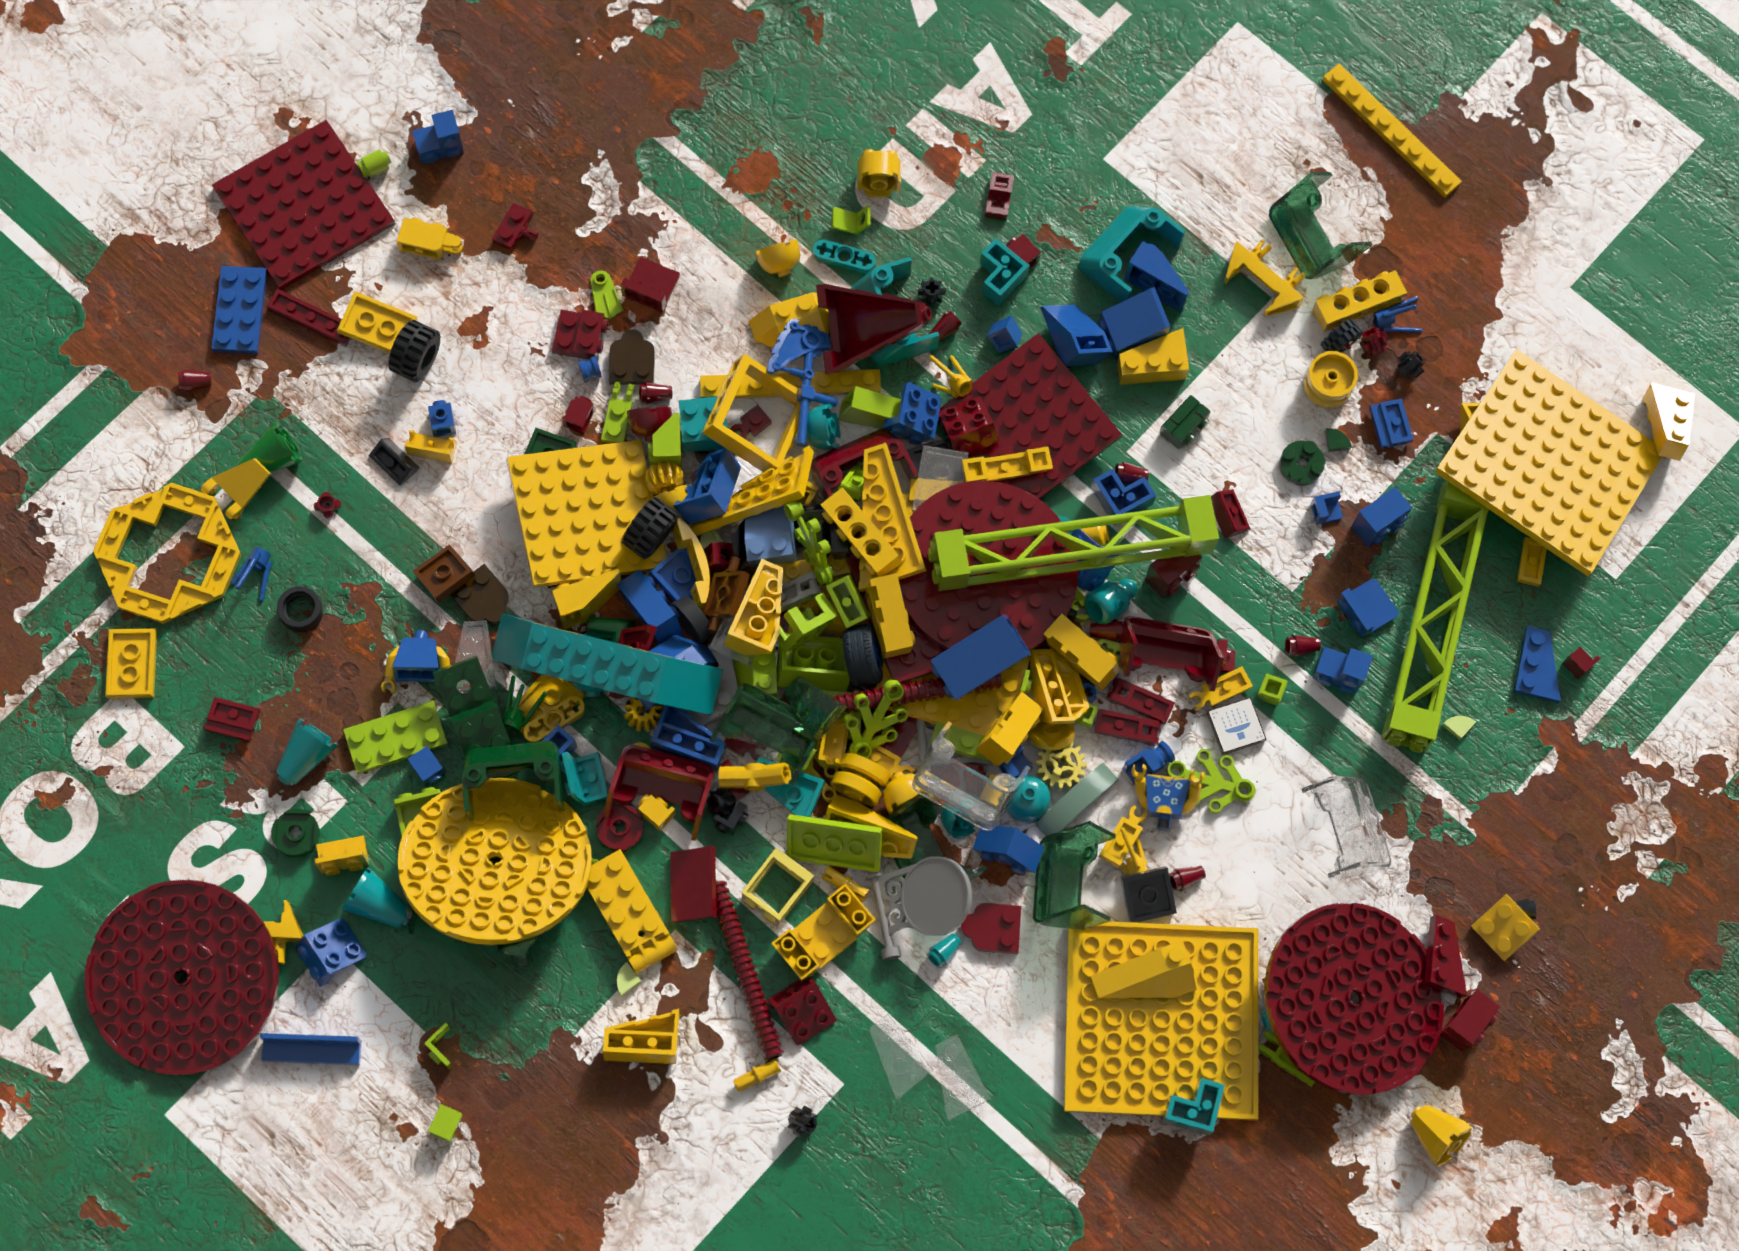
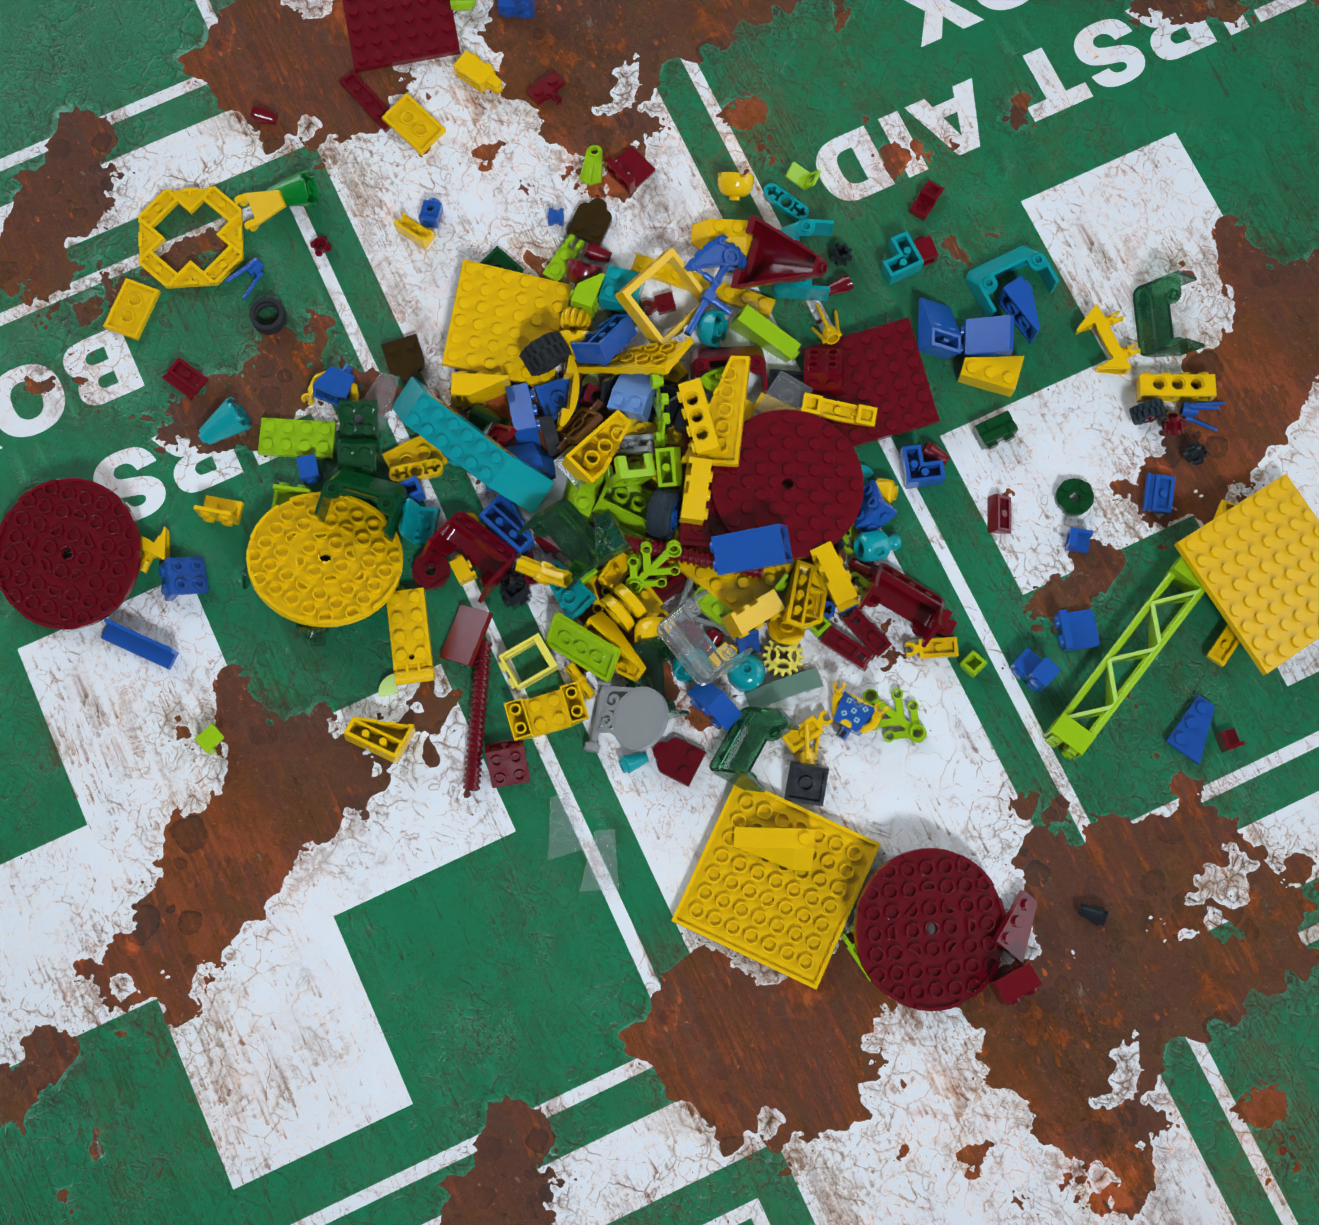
camera: 30 degrees right, 5 degrees up
(239, 310) = (319, 76): blue plate -> none
(287, 822) = (190, 471): dark green plate -> none
(376, 901) = (228, 552): teal cone -> none
(393, 461) = (383, 231): black slope -> none
(414, 351) = (430, 153): black tyre -> none
(435, 1054) = (225, 684): lime bracket -> none
(444, 573) = (382, 329): reddish brown plate -> none
(513, 716) = (387, 457): green plant -> none
(578, 414) = (533, 248): dark red window -> none
(580, 334) = (560, 187): dark red plate -> none
(648, 719) = (479, 497): yellow gear -> none
(756, 1075) = (452, 797): yellow axle -> none
(802, 1121) = (470, 846): black gear -> none
(879, 173) = (839, 147): yellow brick -> none
(916, 415) = (786, 344): blue bracket -> none
(1004, 334) = (883, 309): blue panel -> none
(1144, 757) = (849, 677): blue panel -> none
(1163, 754) = (863, 680): blue wheel -> none
(1169, 573) = (935, 540): dark red brick -> none
(1185, 877) = (840, 781): dark red cone -> none
(1196, 536) = (962, 517): lime piece -> none
(1198, 1114) = (770, 967): teal brick -> none
(1236, 726) = (932, 681): white tile -> none
(1301, 645) = (1011, 639): dark red cone -> none
(1330, 379) = (1125, 440): yellow wheel -> none
(1337, 440) = (1109, 490): dark green tile -> none
(1354, 824) = (992, 795): clear windscreen -> none
(1382, 517) = (1118, 564): blue brick -> none
(1392, 130) = (1262, 263): yellow plate -> none
(1439, 1133) = (953, 1060): yellow cone -> none
(1458, 725) = (1109, 750): yellowish green tile -> none
(1505, 927) = (1076, 922): yellow plate -> none

